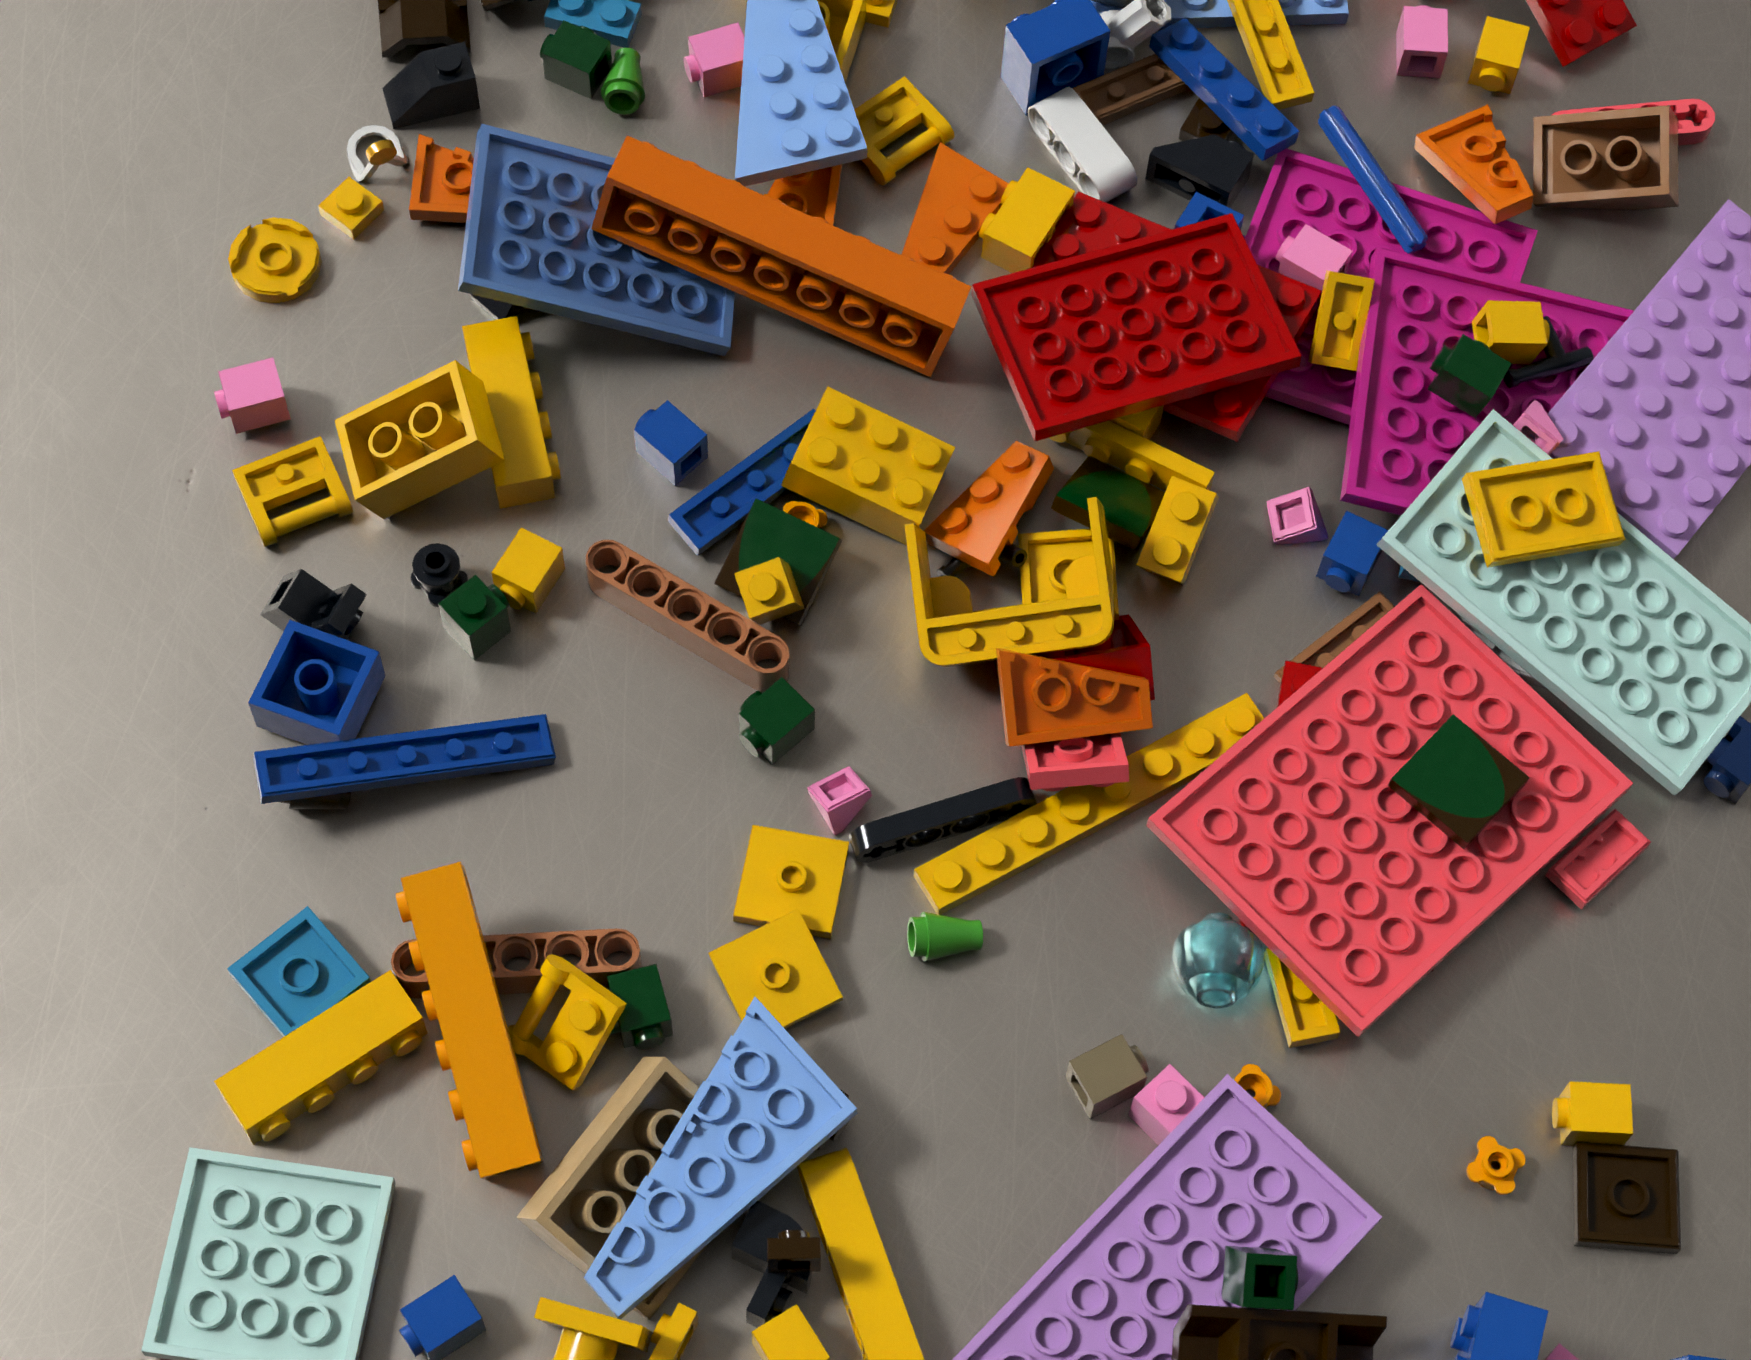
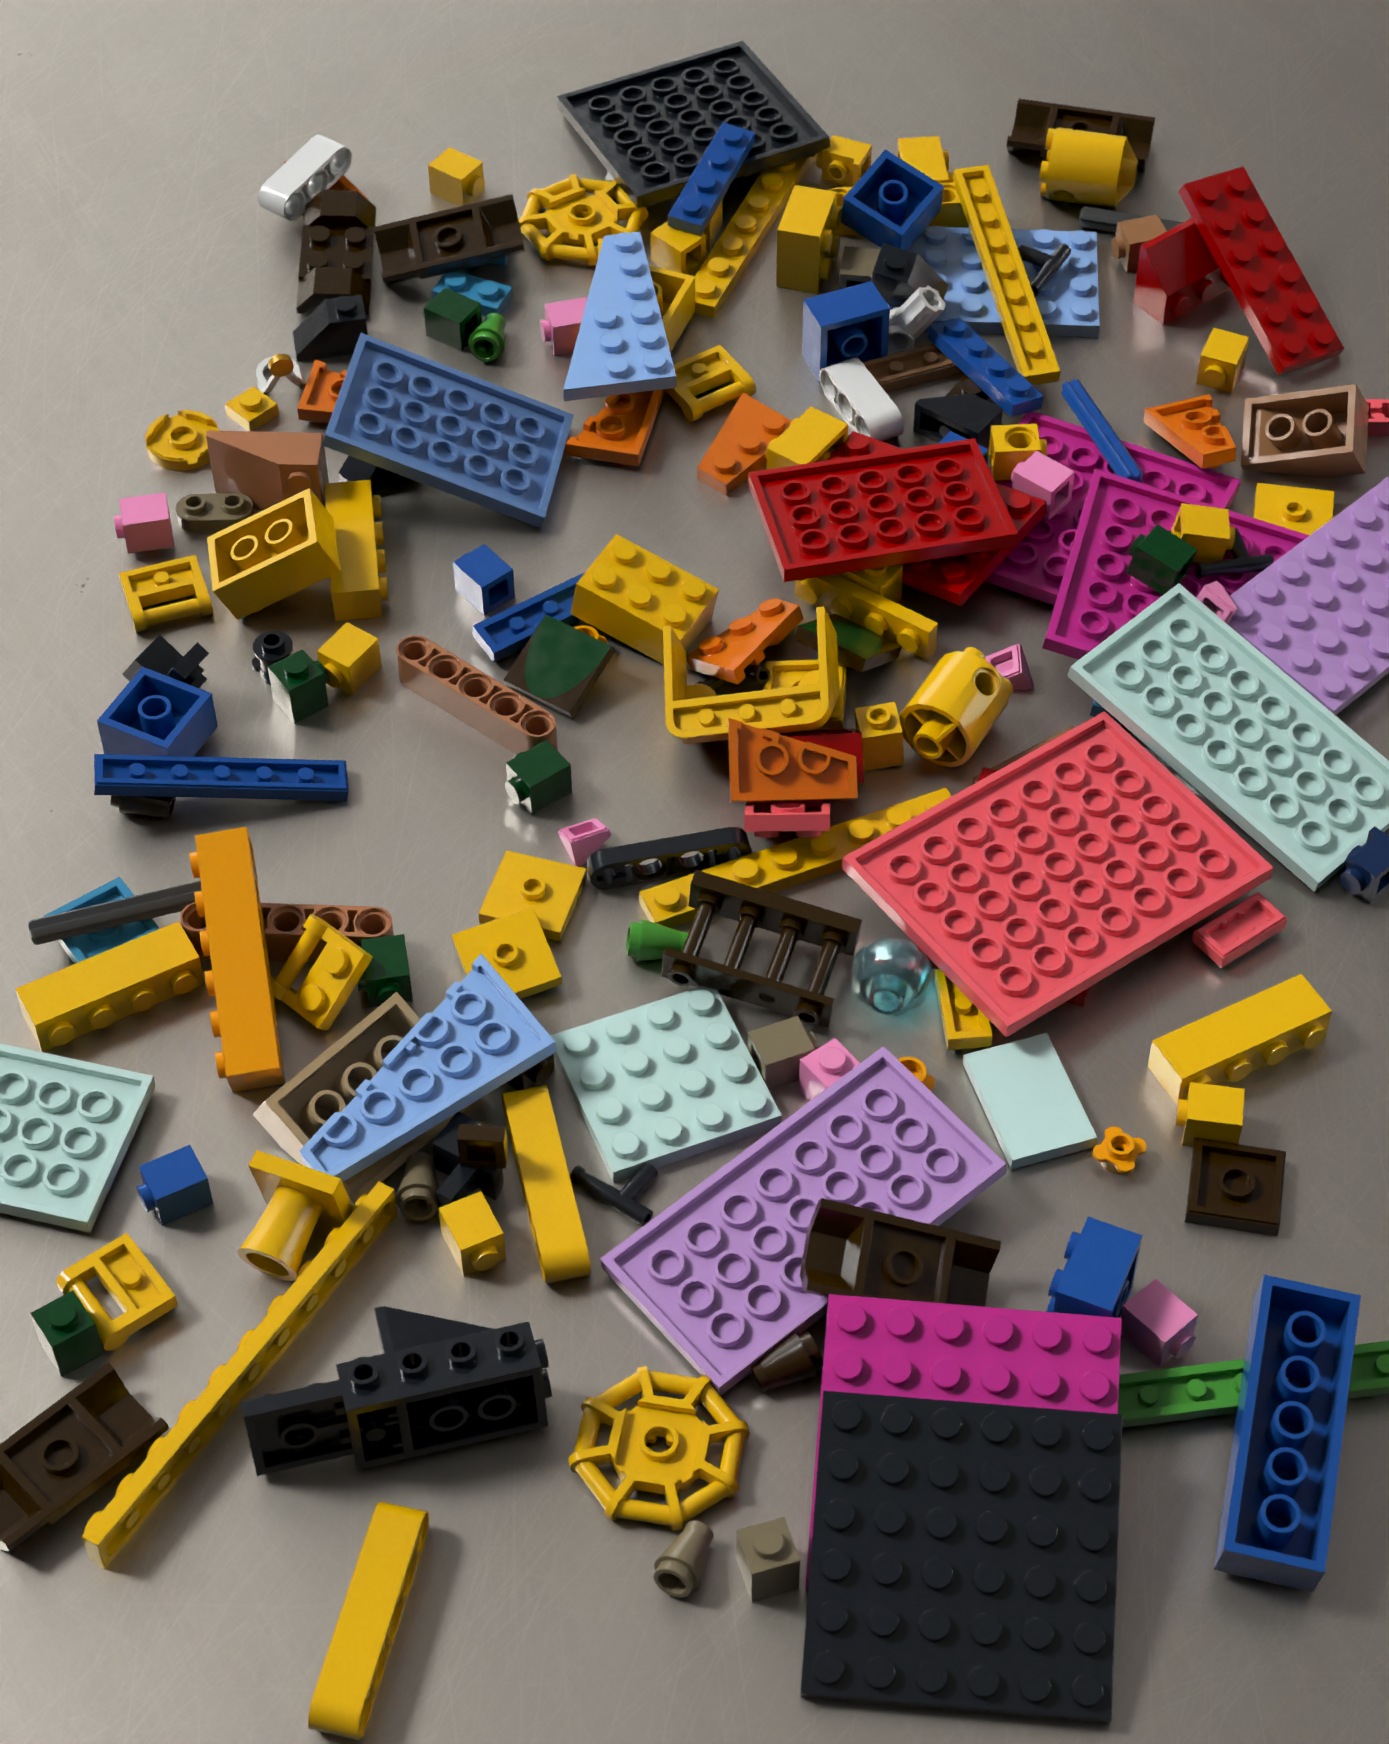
camera: 10 degrees right, 15 degrees down
(313, 963) = (112, 913): none -> dark grey axle
(330, 365) = (212, 511): none -> dark tan plate
(396, 313) = (267, 464): none -> nougat slope
(720, 1294) = (418, 1188): none -> dark tan cone
(769, 590) = (546, 678): yellow brick -> none
(779, 256) = (592, 444): orange brick -> none
(953, 1281) = (624, 1199): none -> black piece
(976, 1120) = (664, 1082): none -> light aqua plate
(1100, 906) = (774, 913): none -> dark brown fence
(1166, 629) = (880, 735): none -> yellow brick
(1177, 530) = (900, 661): yellow brick -> none
(1248, 591) = (955, 708): none -> yellow cylinder
(1259, 1278) = (889, 1187): dark green brick -> none
(1263, 205) = (1011, 446): none -> yellow brick
(1341, 320) = (1059, 520): yellow plate -> none
(1351, 554) = (1049, 695): blue brick -> none
(1388, 1107) = (1029, 1101): none -> light aqua tile
(1422, 41) = (1158, 347): bright pink brick -> none
(1458, 781) = (1117, 850): dark green tile -> none
(1543, 509) = (1214, 658): yellow tile -> none
(1601, 267) = (1293, 507): none -> yellow plate
(1614, 1009) = (1240, 1038): none -> yellow brick

